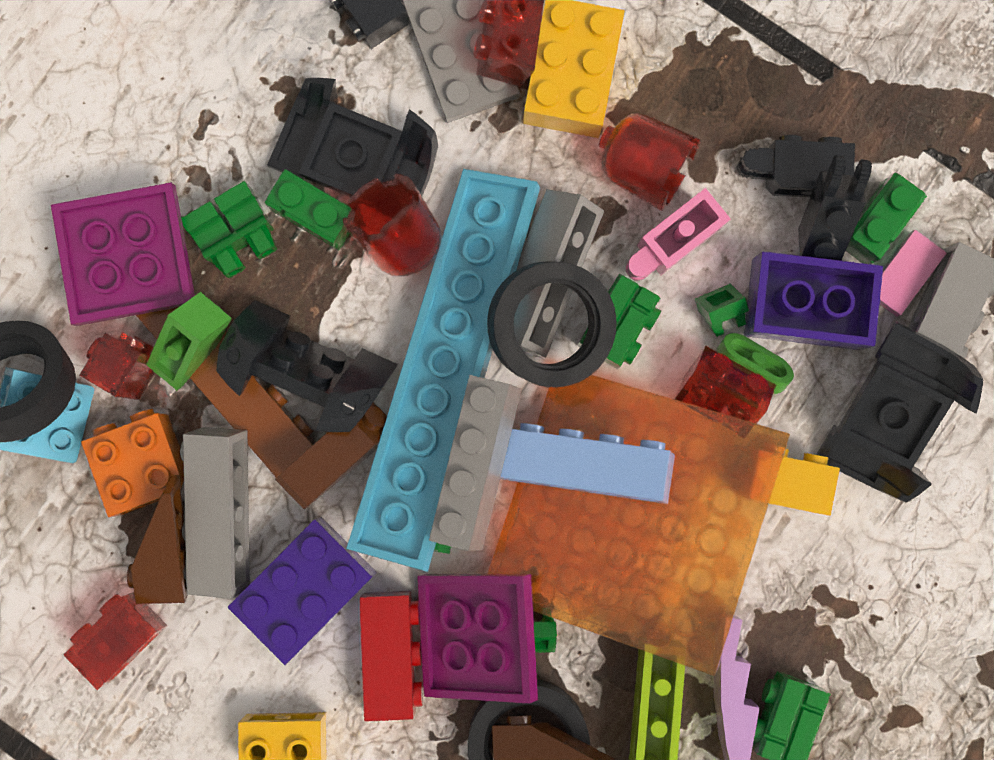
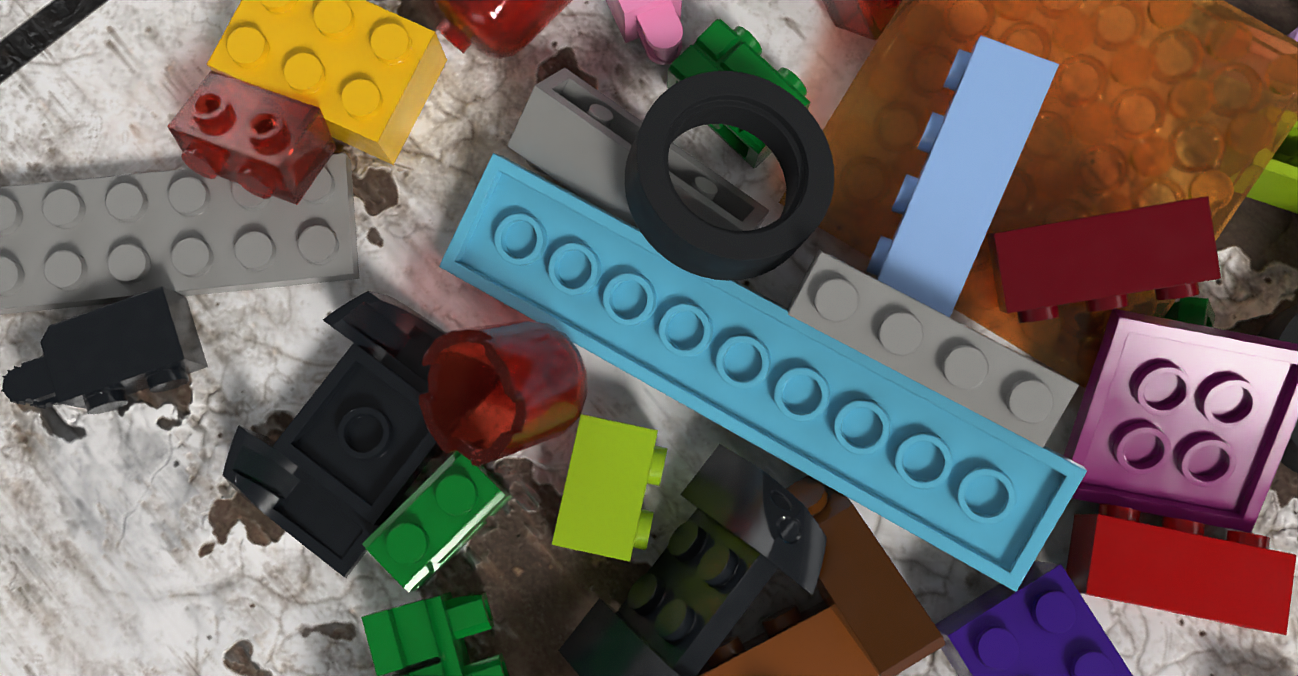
camera: 75 degrees left, 5 degrees down
(354, 304) = (607, 488): none -> lime brick
(558, 559) = (1105, 259): none -> dark red brick

